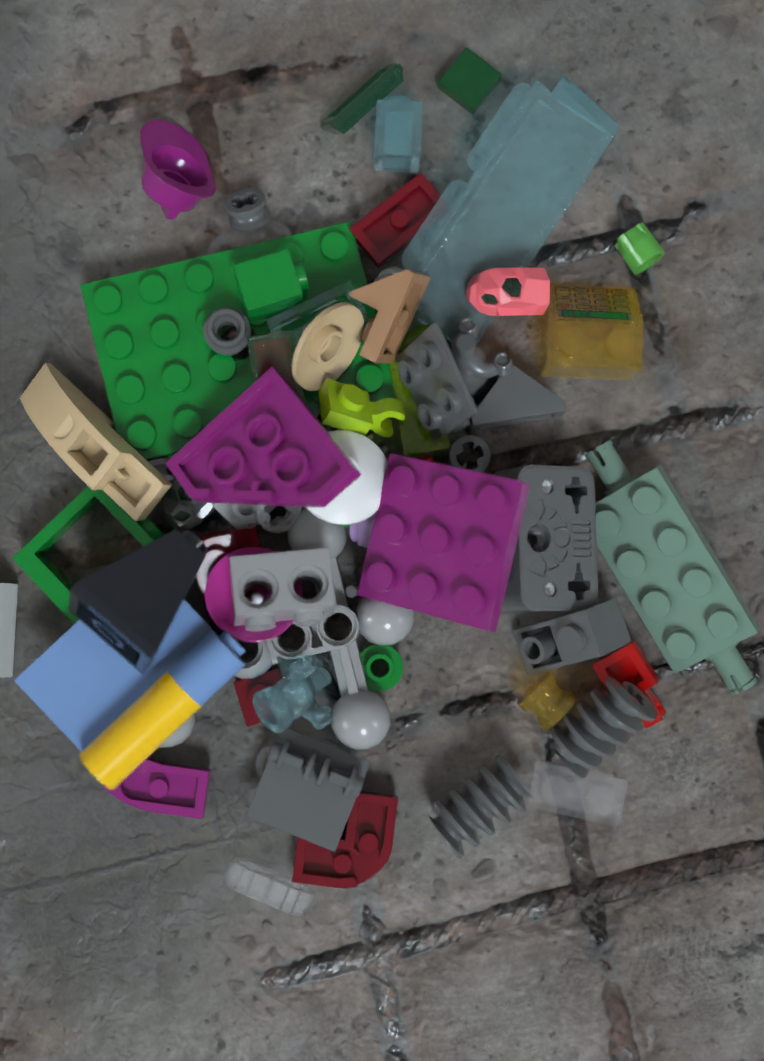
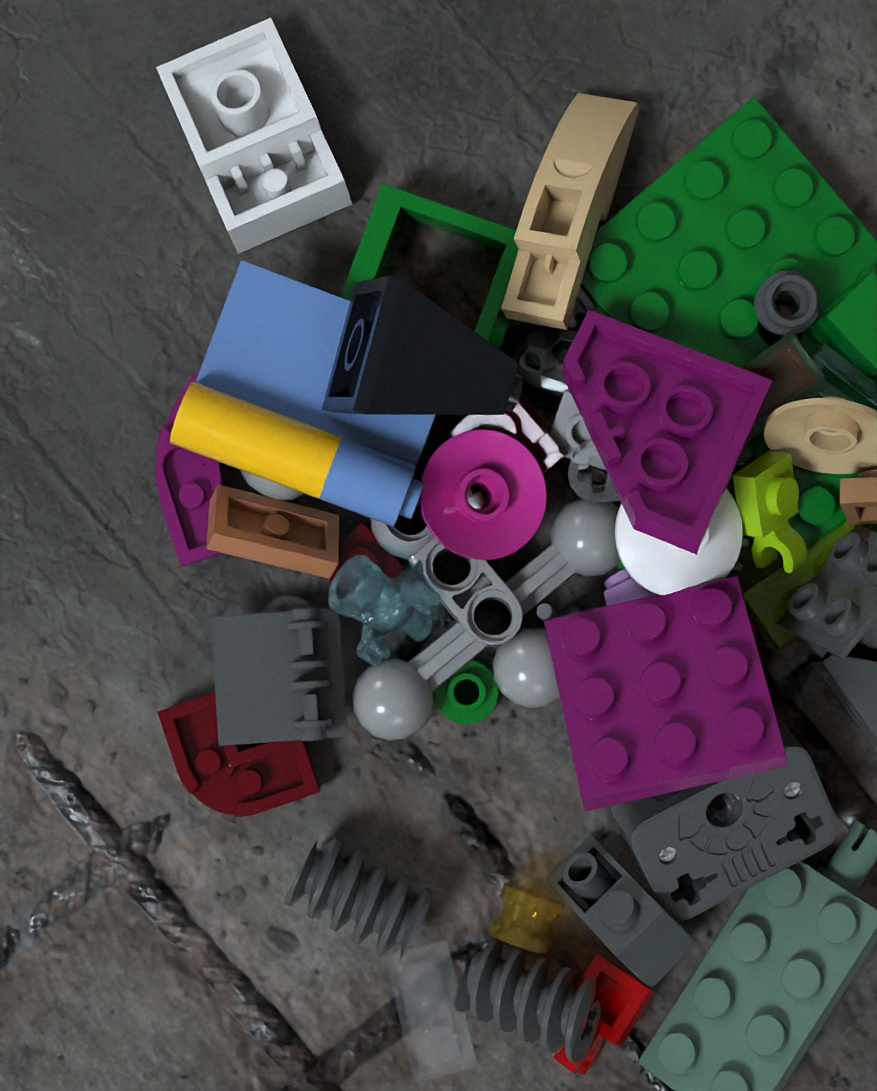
camera: 70 degrees right, 0 degrees up
(209, 746) = (273, 531): none -> nougat plate
(268, 886) = (138, 687): clear beam -> none
(278, 574) = (521, 513): light grey brick -> none
(476, 442) = (803, 676): dark grey bush -> none

